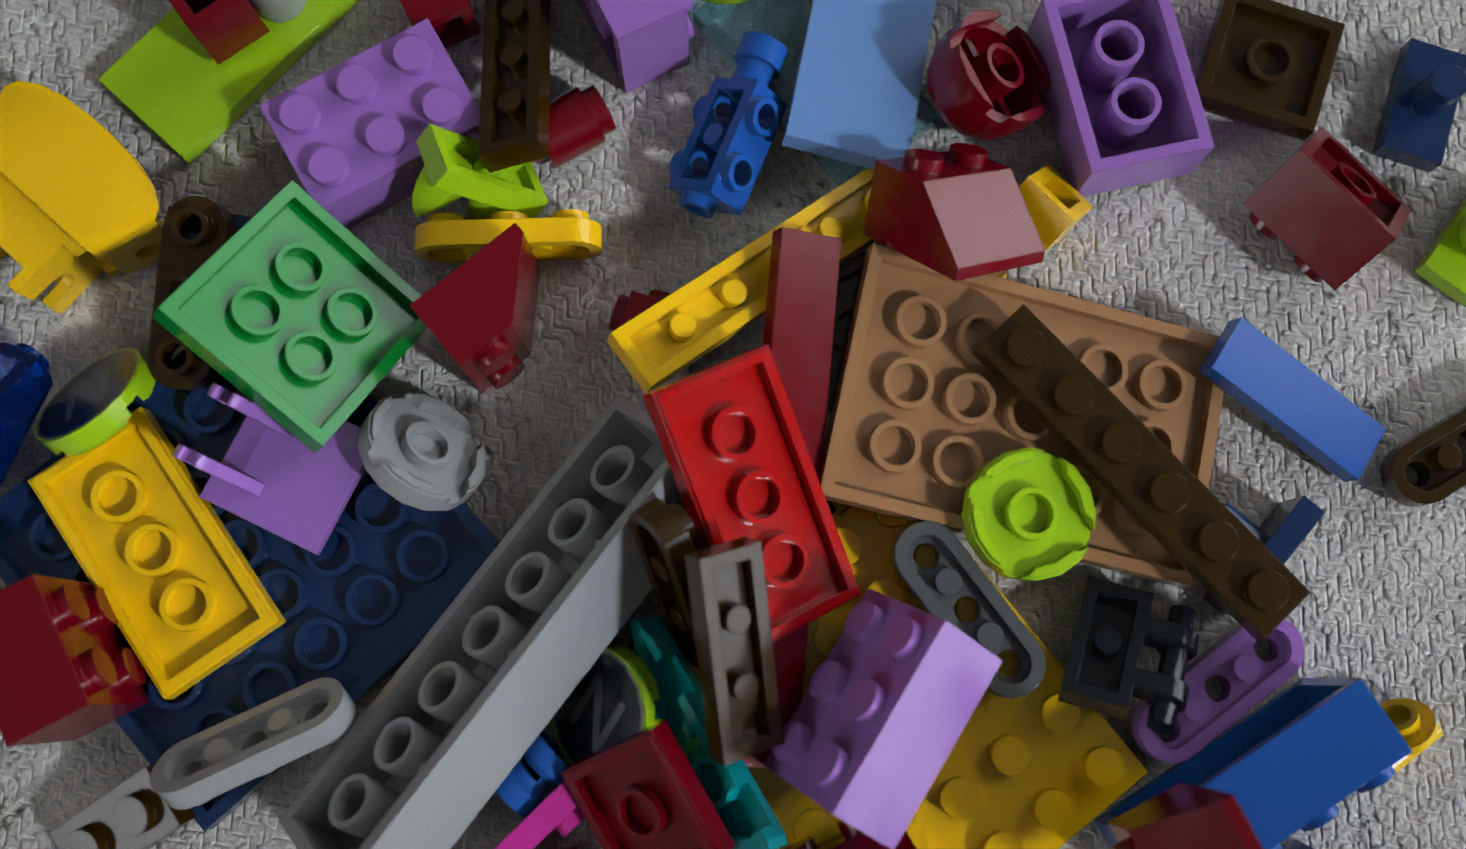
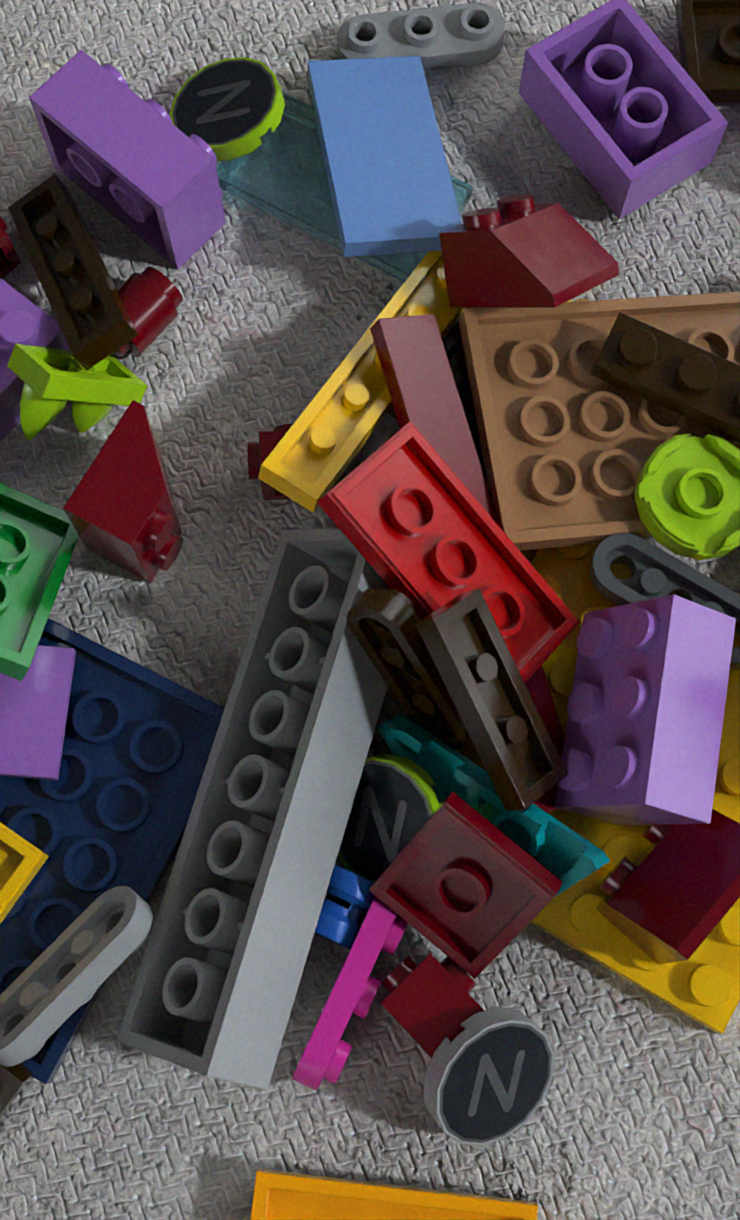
camera: 20 degrees left, 5 degrees down
(421, 452) = (119, 649): light grey tile -> none
(562, 237) = (70, 450): yellow plate -> none
(733, 145) = (292, 263): blue brick -> none
(987, 78) = (502, 138): dark red cylinder -> none
(1053, 204) = (607, 224): yellow plate -> none

